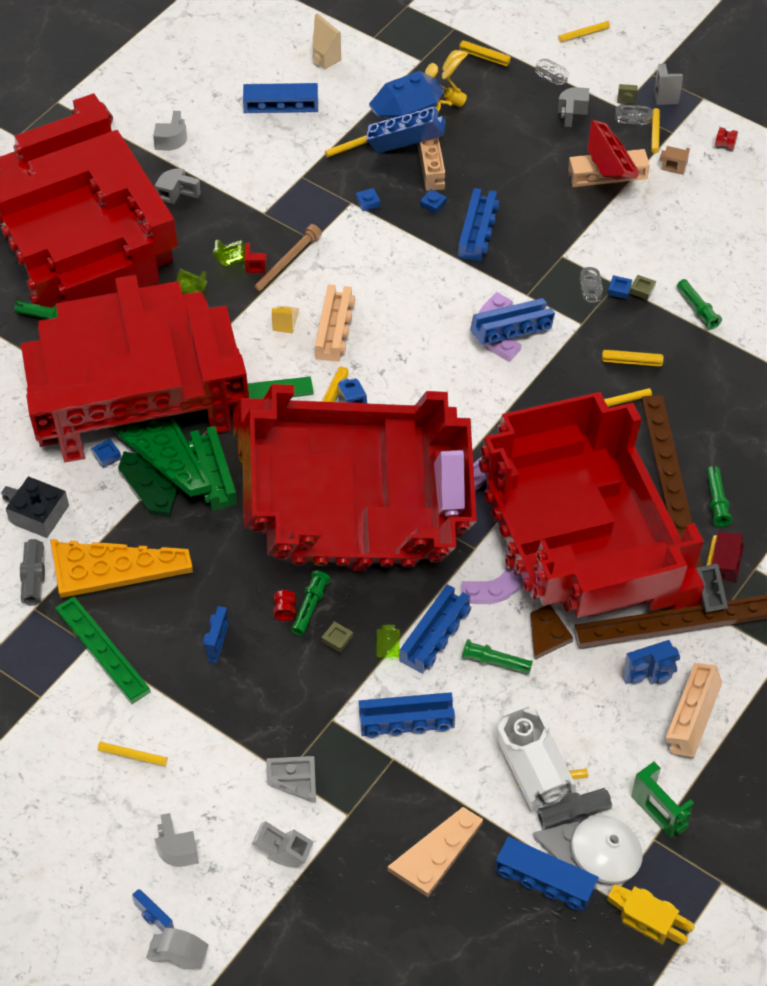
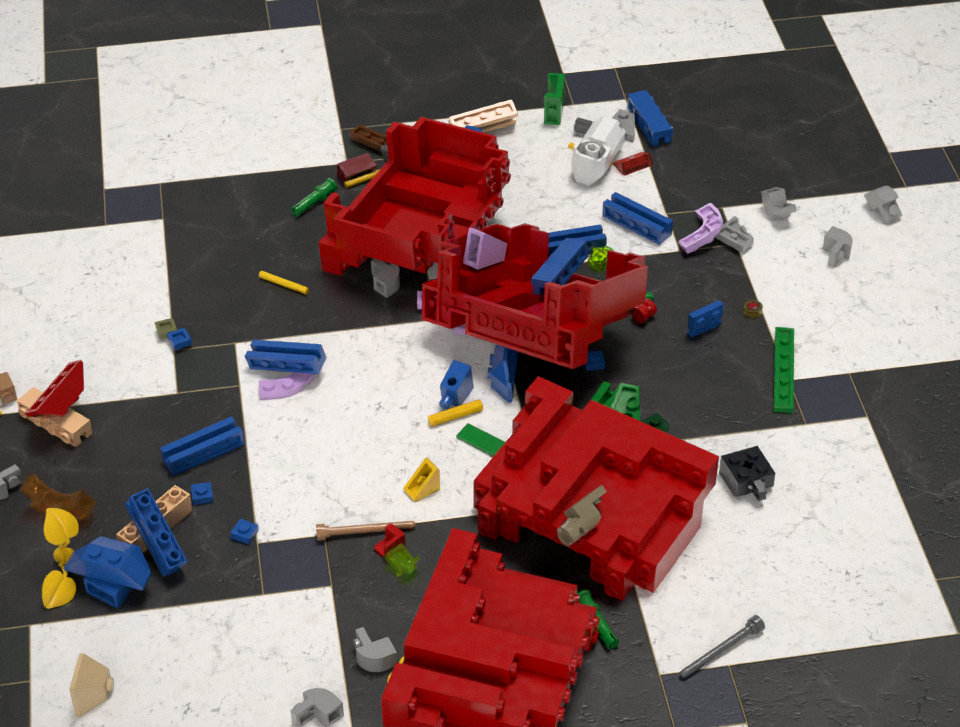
camera: 135 degrees left, 10 degrees down
(32, 572) = (789, 437): dark grey piece -> none
(93, 298) = (581, 517): none -> dark tan plate
(108, 565) = (740, 413): light orange wing -> none
(132, 753) = (819, 305): yellow bar -> none
(150, 911) = (881, 226): blue plate -> none
(192, 697) = (753, 308): none -> clear yellow tile
(280, 98) = (189, 669): blue brick -> none
(322, 758) = (705, 234): none -> lavender plate
(333, 324) = (396, 452): light nougat brick -> none
(346, 146) = (192, 587): yellow bar -> none
(379, 540) = (560, 264): none -> blue brick
(434, 855) = (701, 161): light nougat wing -> none
(486, 654) = (555, 215): green pin -> none
(497, 799) = (634, 163): none -> clear red slope
(513, 120) = (43, 497): none -> clear orange arch
(547, 631) = (509, 208): reddish brown wing -> none
(591, 288) = (194, 353): clear plate -> none
(600, 856) = (605, 104): white dish -> none
(632, 358) = (240, 297): yellow axle -> none
(649, 914) = (618, 76): yellow hinge -> none
(667, 463) = (301, 242): reddish brown plate -> none
(703, 309) = (154, 289): green pin -> none

